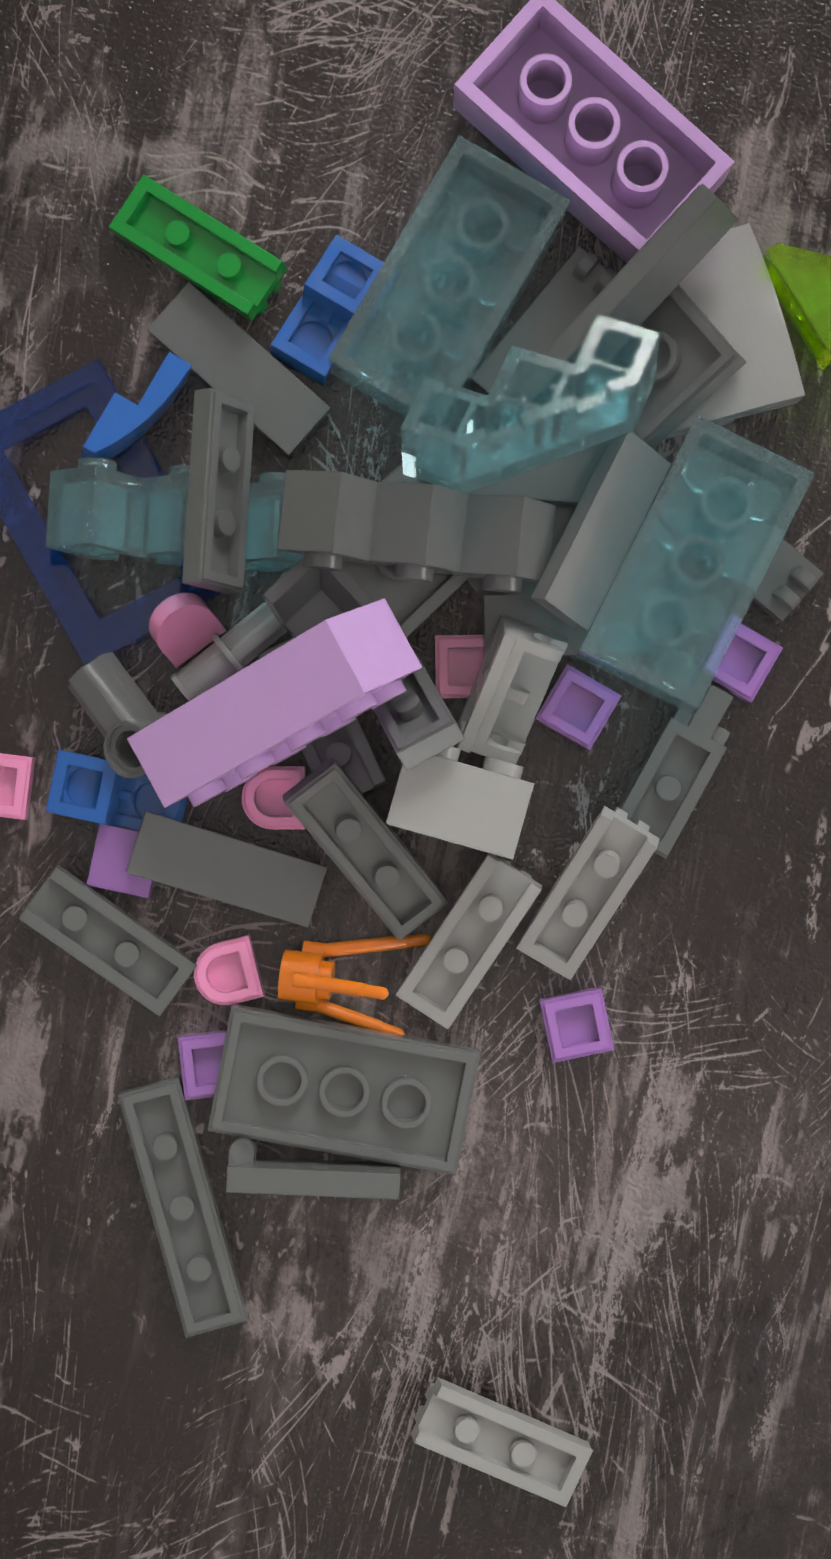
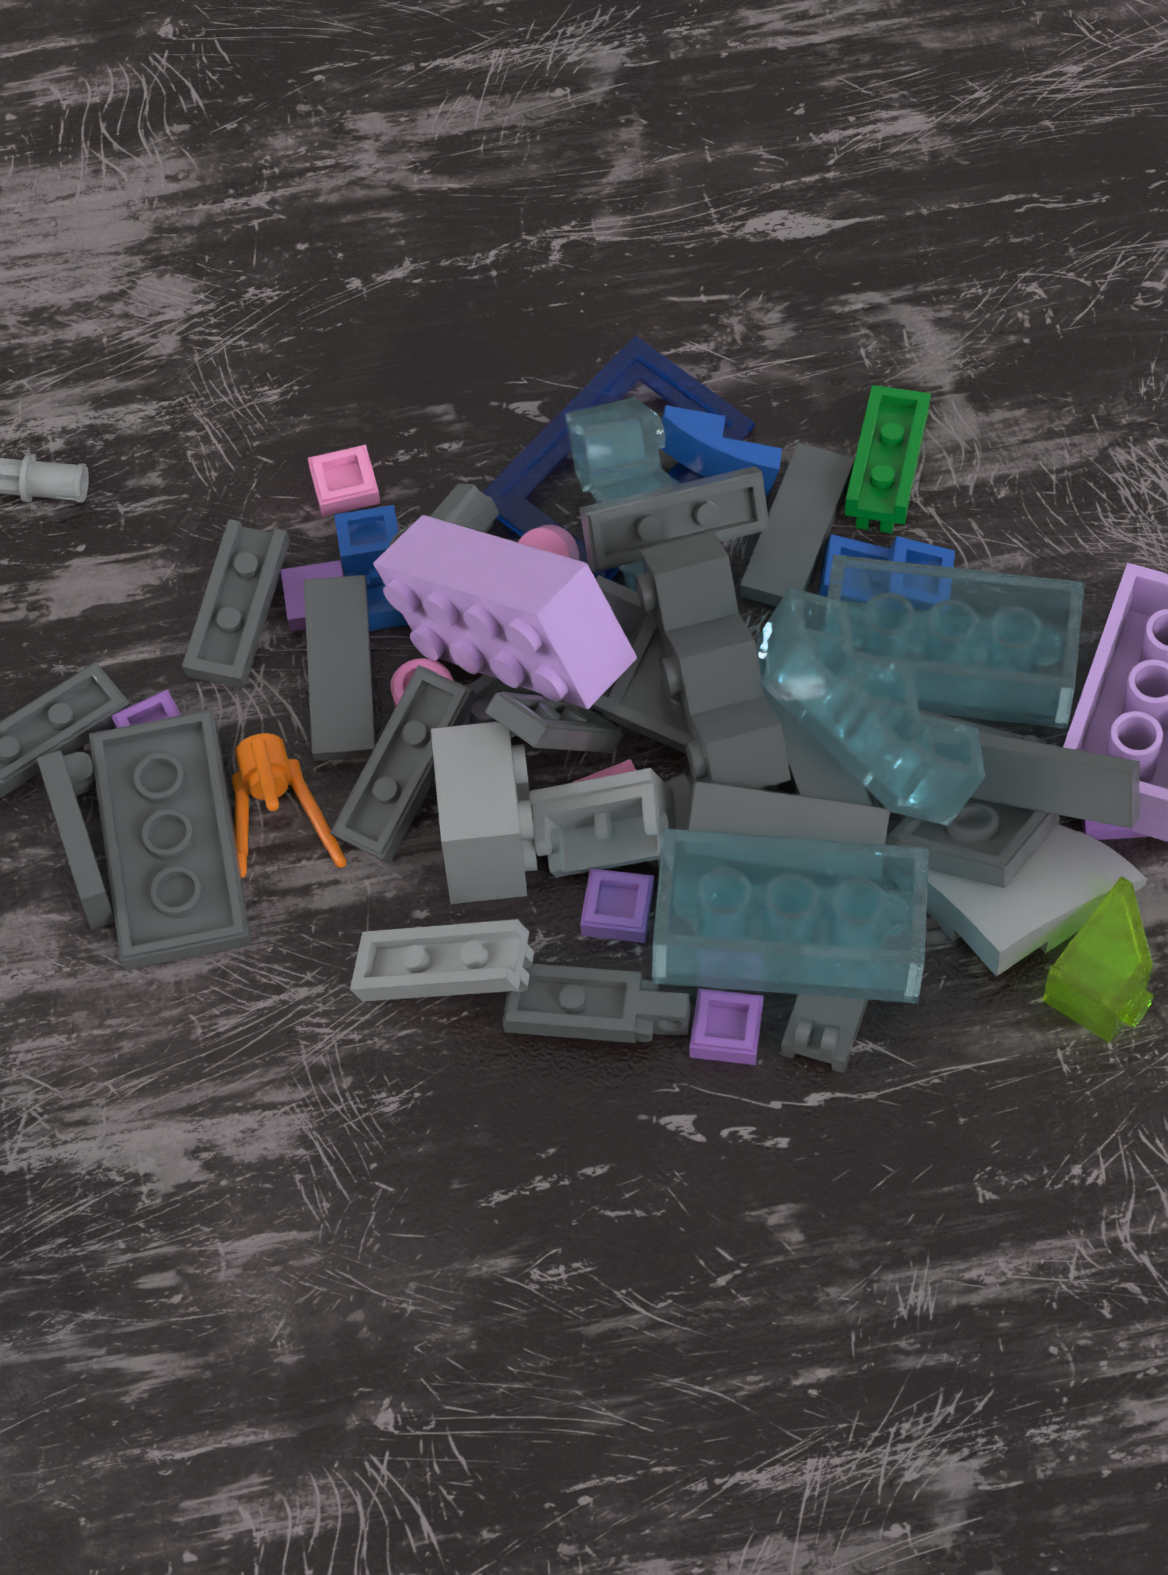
camera: 75 degrees right, 30 degrees down
(229, 972) = (246, 710): bright pink tile -> none
(469, 939) = (355, 888): light grey hinge -> none
(576, 1024) = (309, 1017): medium lavender tile -> none

